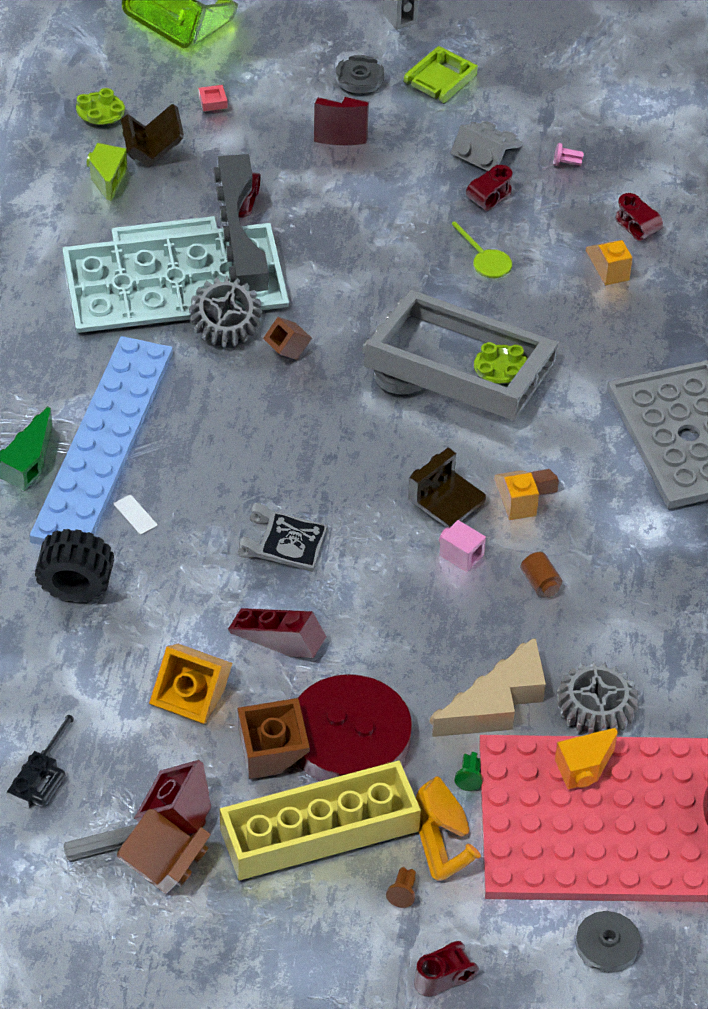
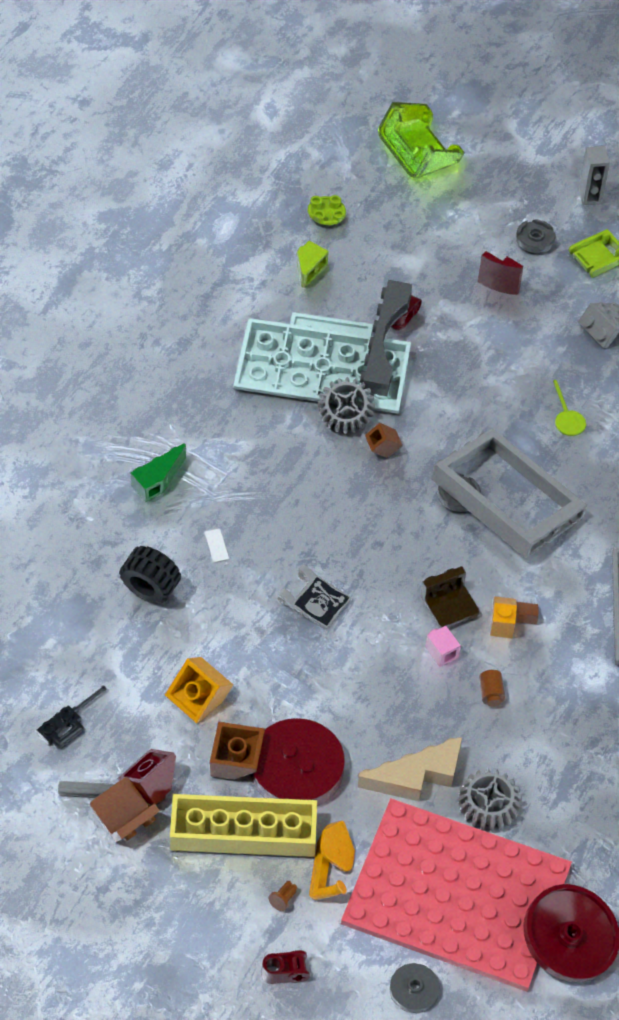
camera: 20 degrees right, 5 degrees up
(103, 439) = (216, 481): light blue plate -> none
(155, 139) = (350, 248): dark brown bracket -> none
(212, 98) = (414, 225): coral plate -> none
(280, 630) = (280, 670): slope -> none
(468, 776) = (368, 827): green piece -> none
(491, 187) = (594, 361): dark red piece -> none
(499, 362) = (537, 506): lime dish -> none
(585, 757) = (457, 843): light orange slope -> none

